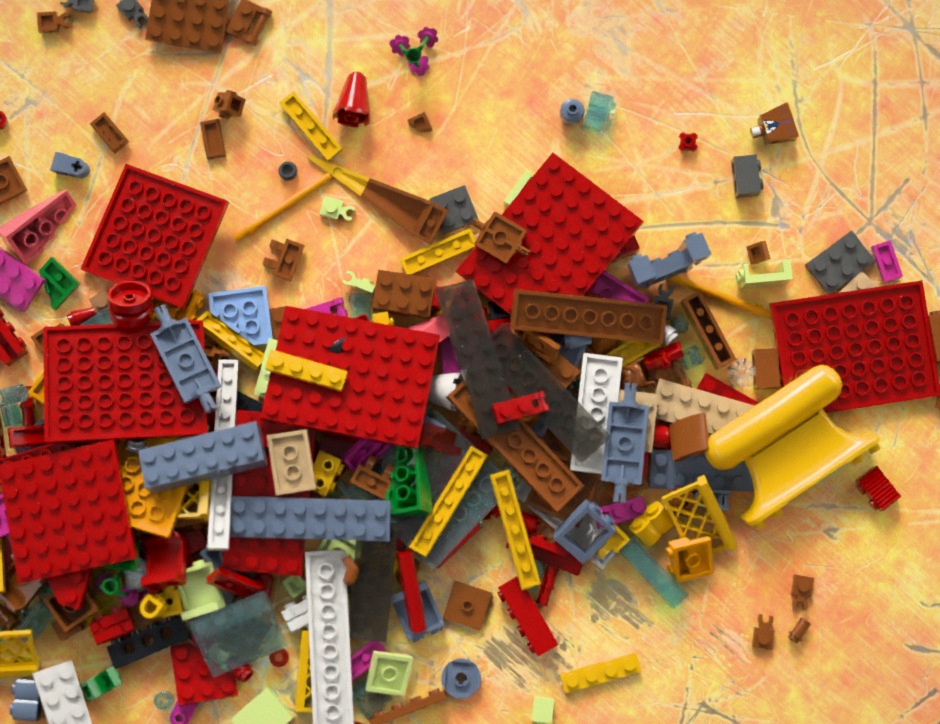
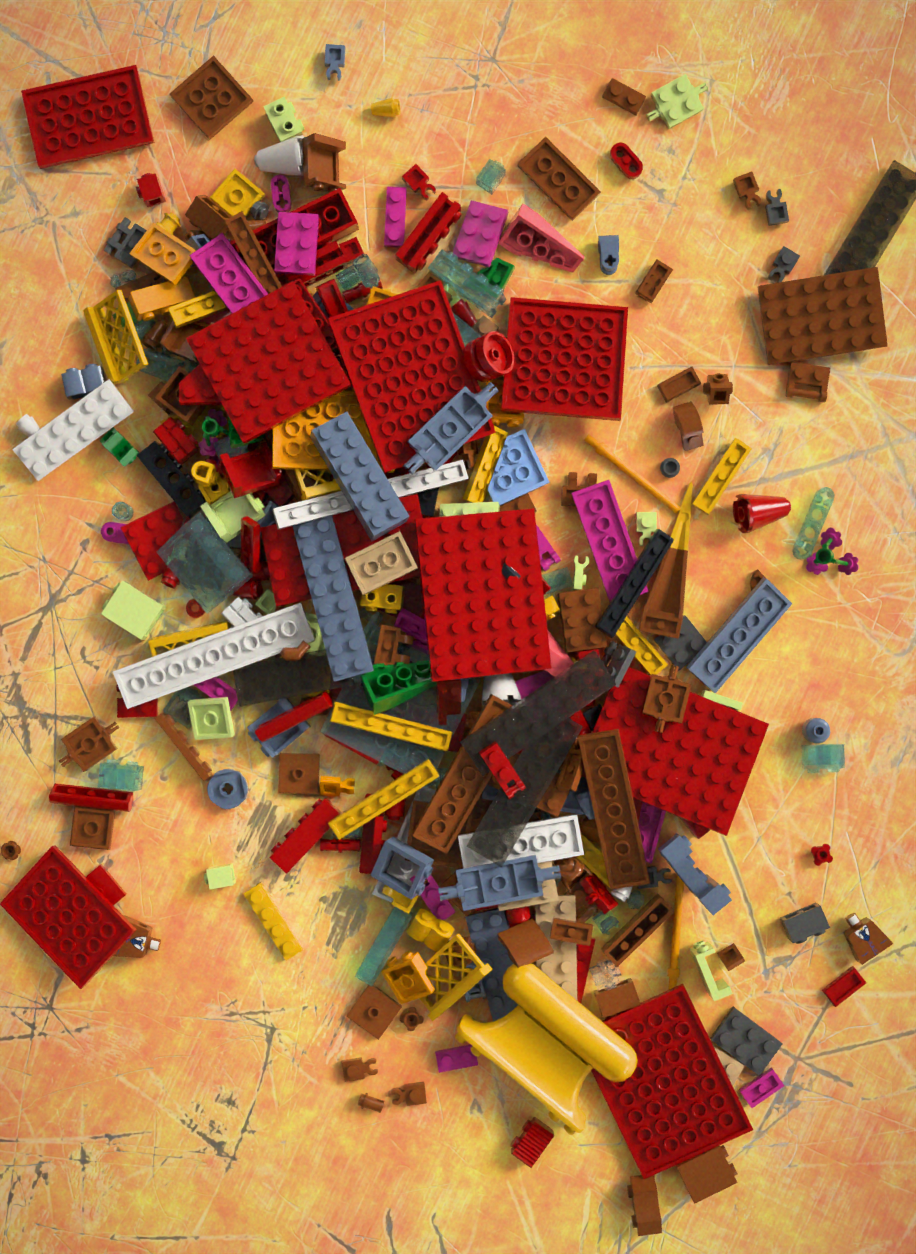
camera: 70 degrees right, 5 degrees up
(54, 304) = (467, 283): none -> clear light blue brick
(135, 445) = (352, 407): dark grey plate -> none
(254, 140) = (689, 424): none -> dark orange brick
(278, 599) = (251, 590): none -> red cone
(306, 370) = (475, 549): yellow plate -> none
(339, 246) = (606, 534): none -> dark pink plate
(381, 56) = (813, 523): none -> clear light blue beam
(385, 235) = (634, 583): none -> black tile
(453, 270) = (620, 660): none -> dark grey plate
(463, 154) = (739, 635): none -> sand blue plate
(489, 576) = (334, 786): none -> light orange plate
(690, 391) = (571, 931): none -> dark orange plate
(713, 601) = (374, 1011): none -> dark orange plate
(736, 568) = (411, 1025): none -> dark orange plate
(780, 537) = (455, 1058): none -> dark pink plate
(815, 158) = (844, 986): none -> red tile

